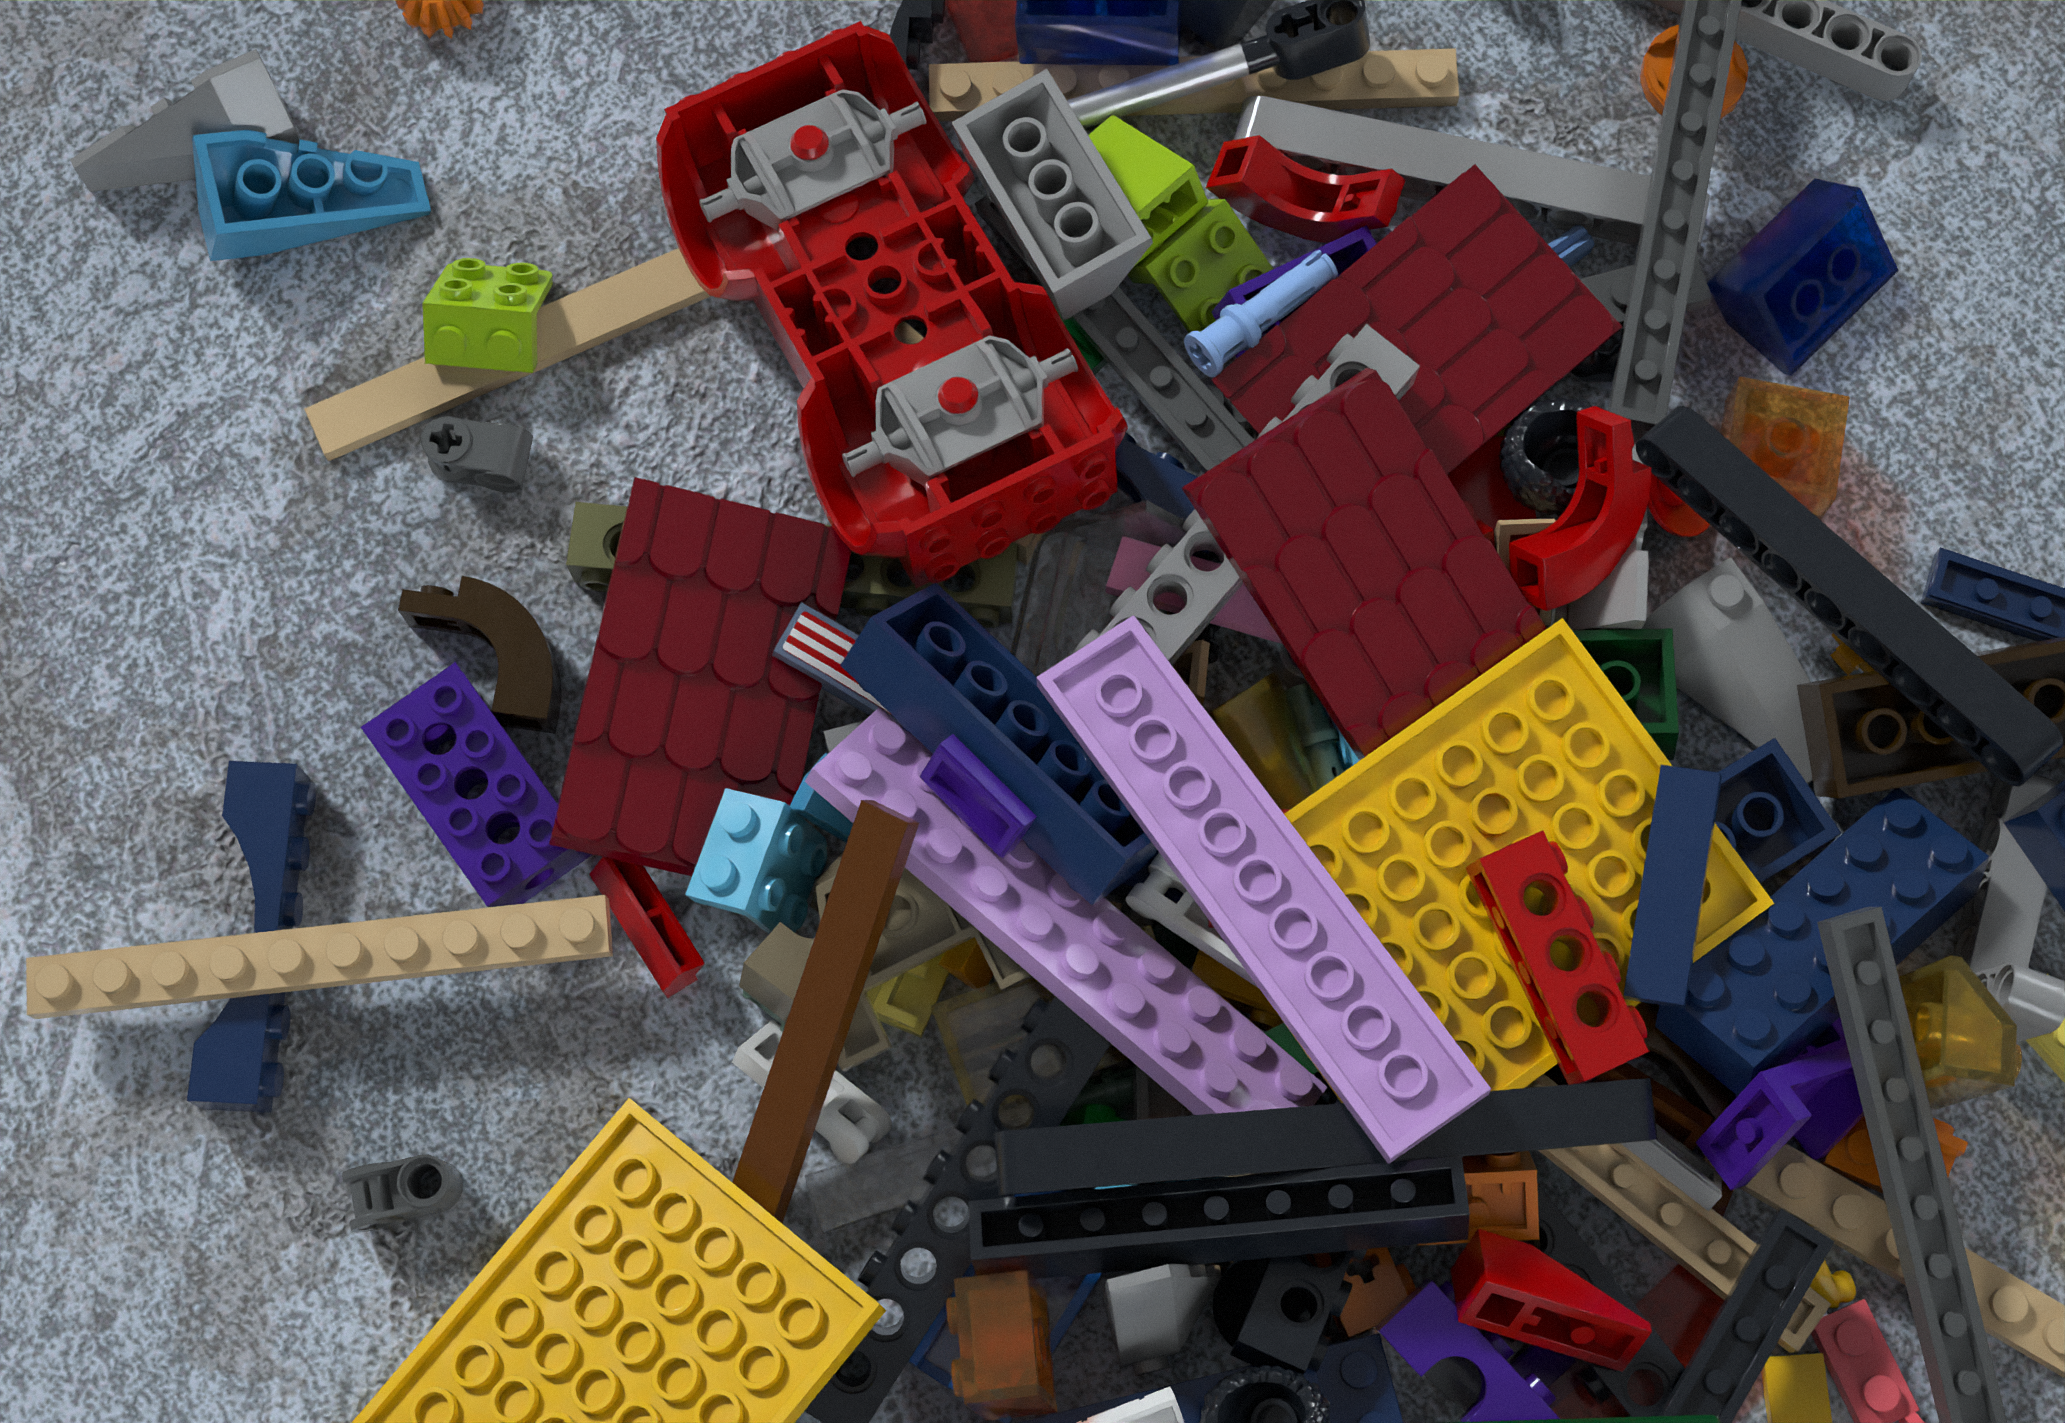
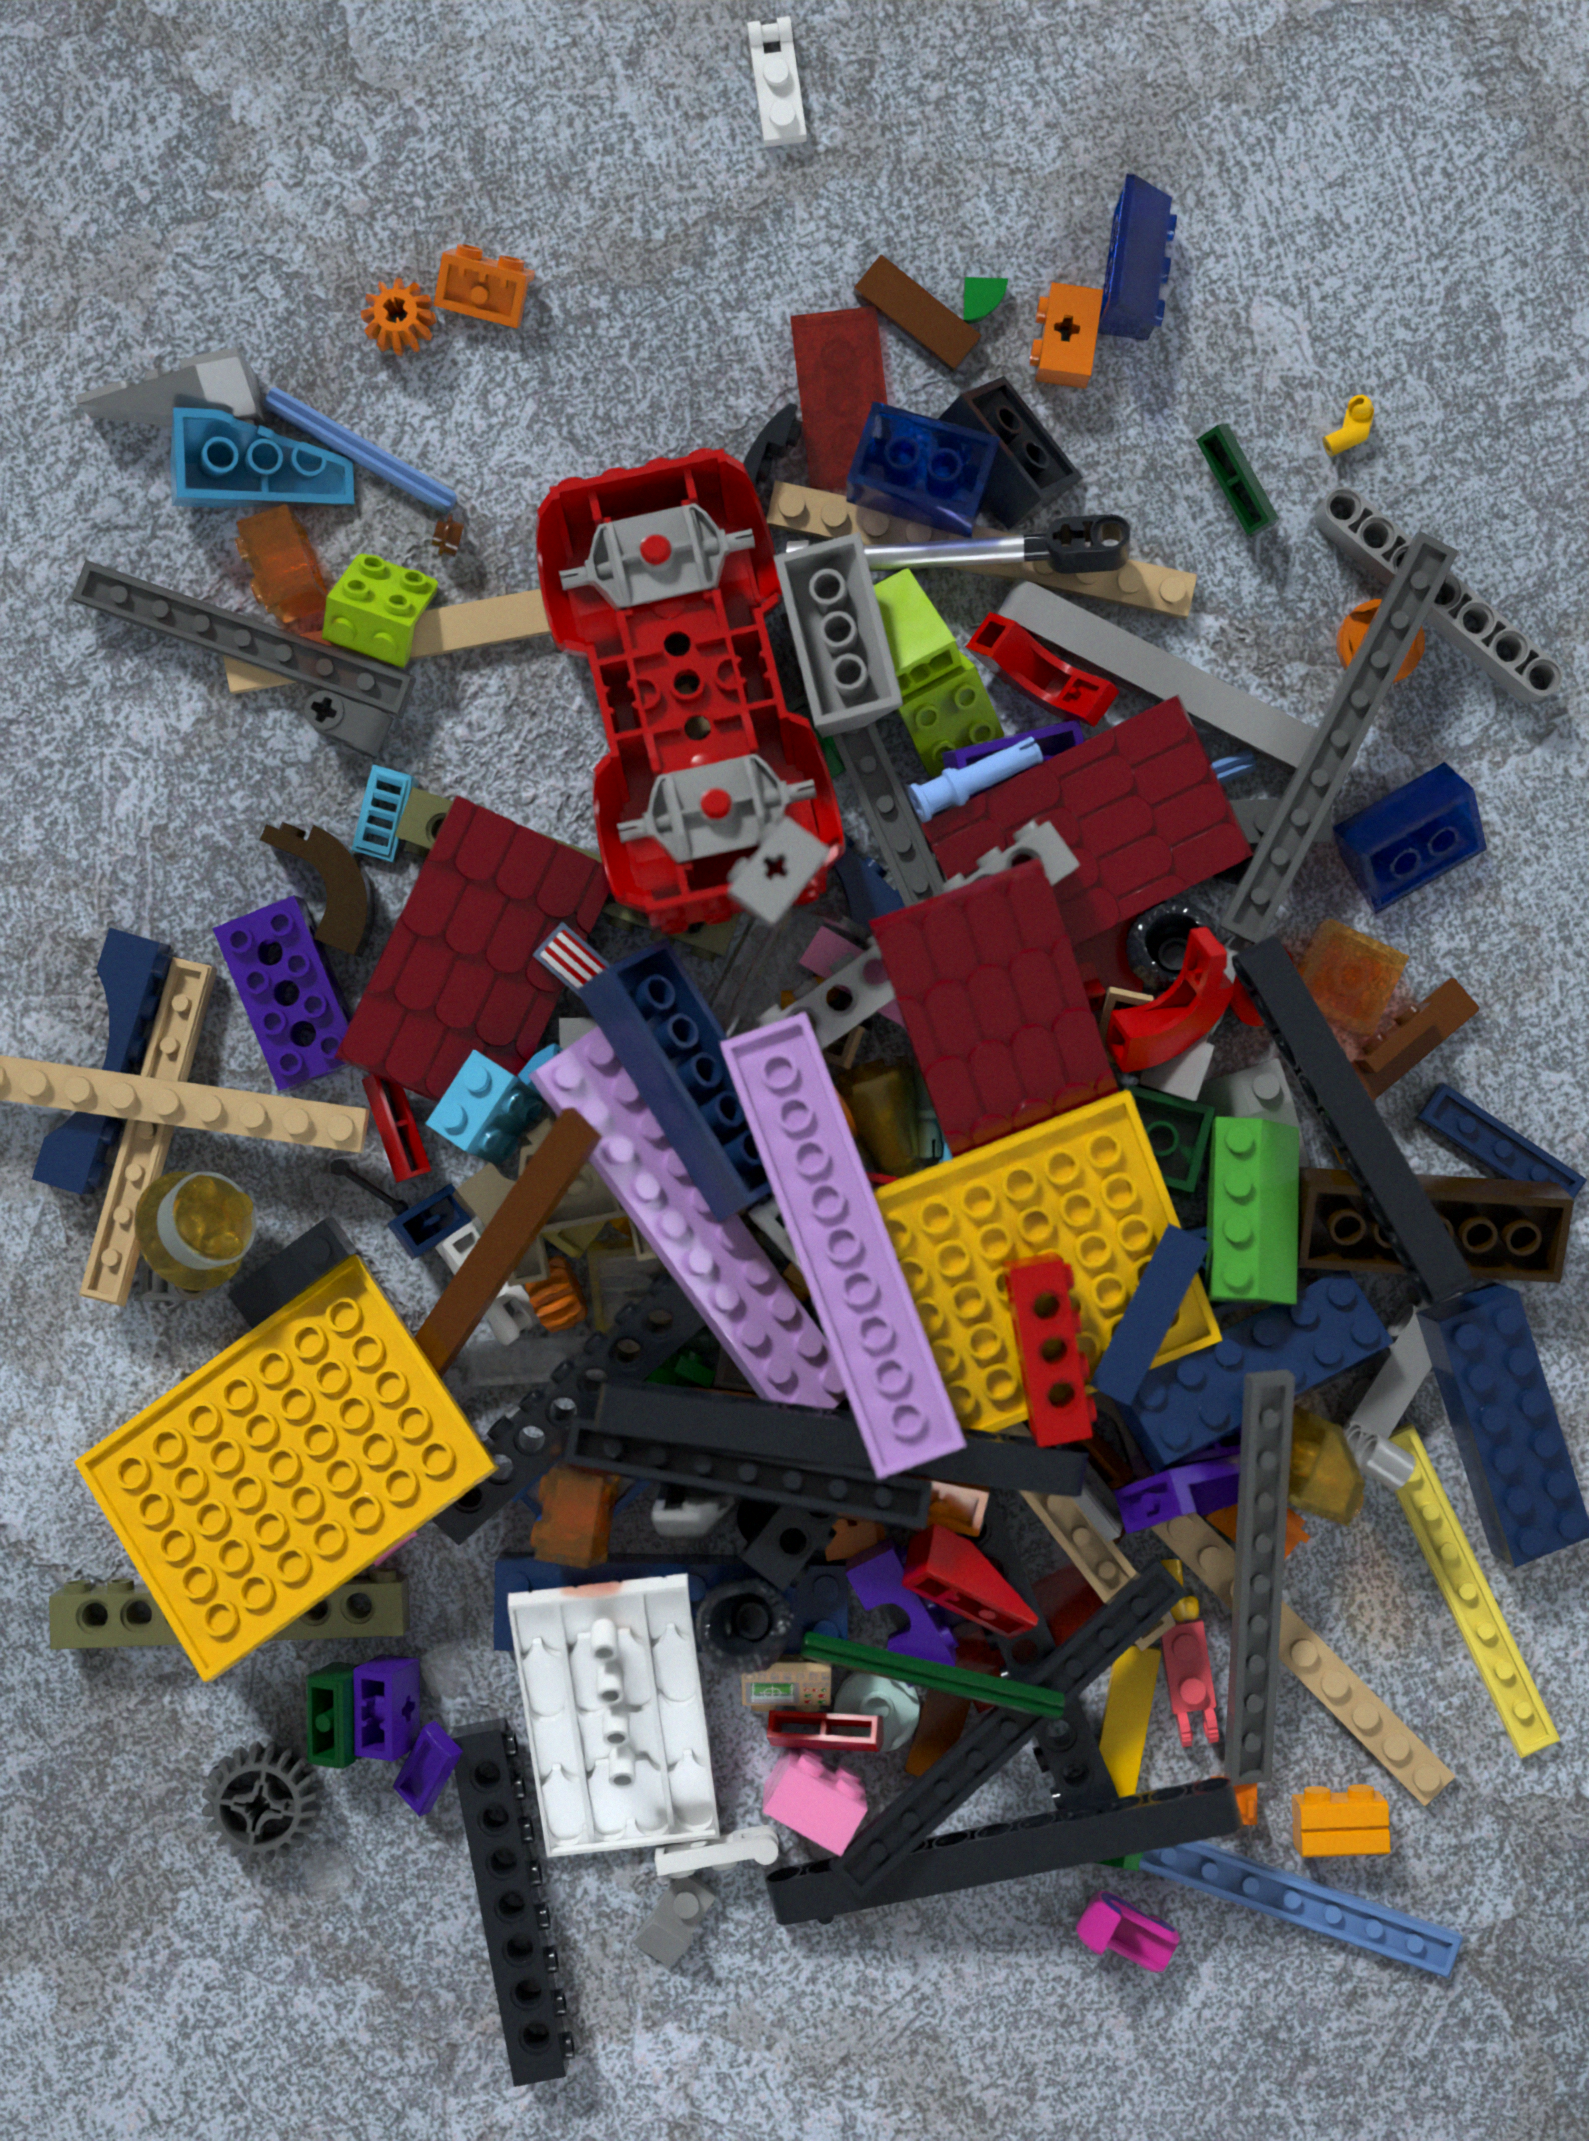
camera: 15 degrees right, 15 degrees up
(324, 387) = (243, 639): none -> dark grey tile
(326, 1022) = (143, 1142): none -> tan tile
(359, 286) = (283, 564): none -> clear orange brick
(416, 1104) = (194, 1228): none -> clear yellow piece
(426, 149) = (360, 450): none -> medium blue axle
(544, 503) = (372, 794): none -> medium azure slope
(549, 1142) = (292, 1271): none -> black slope
(552, 216) = (447, 536): none -> reddish brown plate
(586, 999) = (341, 1167): none -> black hinge
(715, 1031) = (429, 1222): none -> dark blue slope
(905, 1082) = (558, 1299): none -> orange gear
(977, 796) = (653, 1121): dark purple tile -> none
(1054, 475) = (801, 859): none -> light grey brick
(1759, 737) = (1252, 1211): none -> bright green slope
(1890, 492) = (1413, 1036): none -> reddish brown bracket

